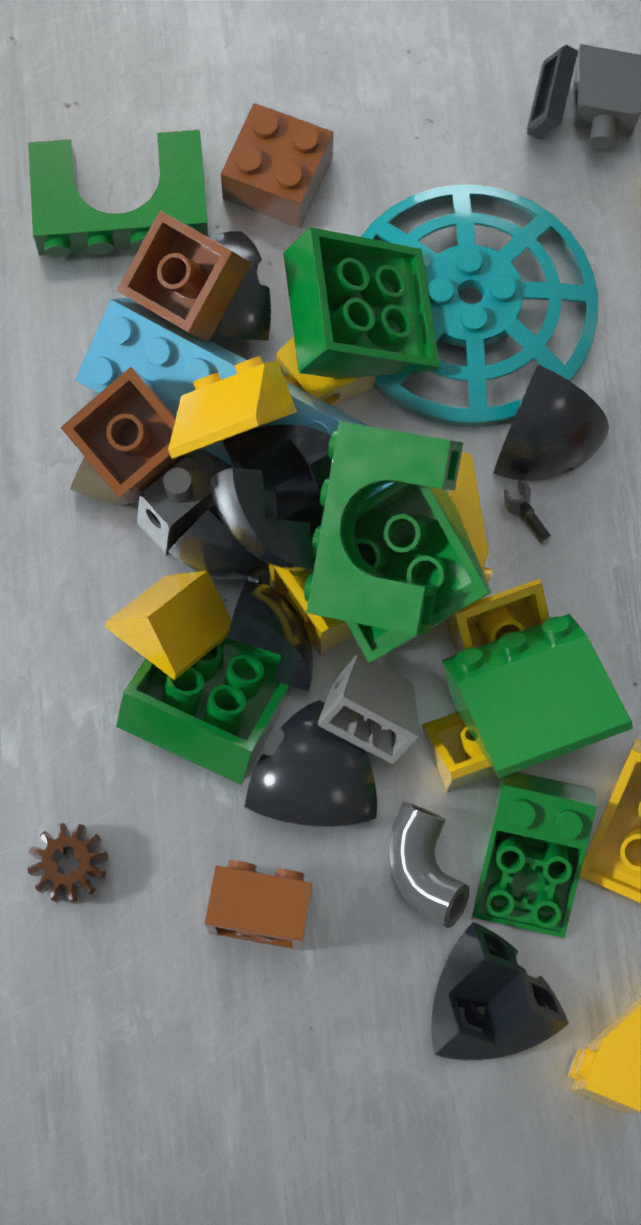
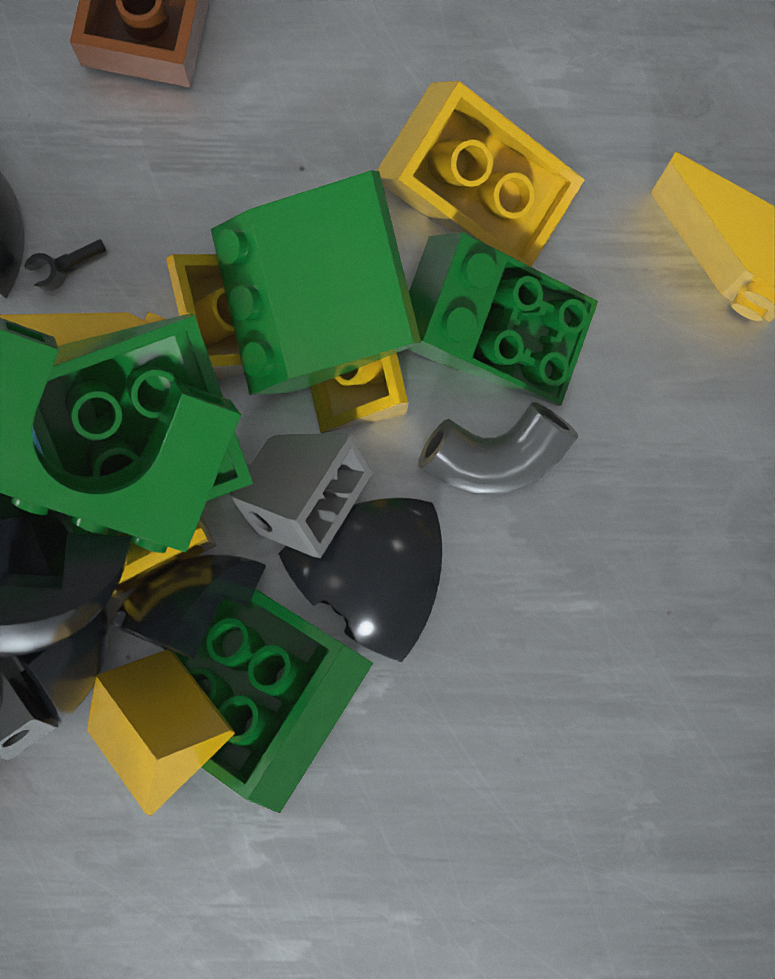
camera: 90 degrees left, 10 degrees up
(54, 875) = (451, 907): reddish brown gear -> none
(259, 905) = (532, 655): dark orange brick -> none
(489, 1002) = (666, 397): black brick -> none

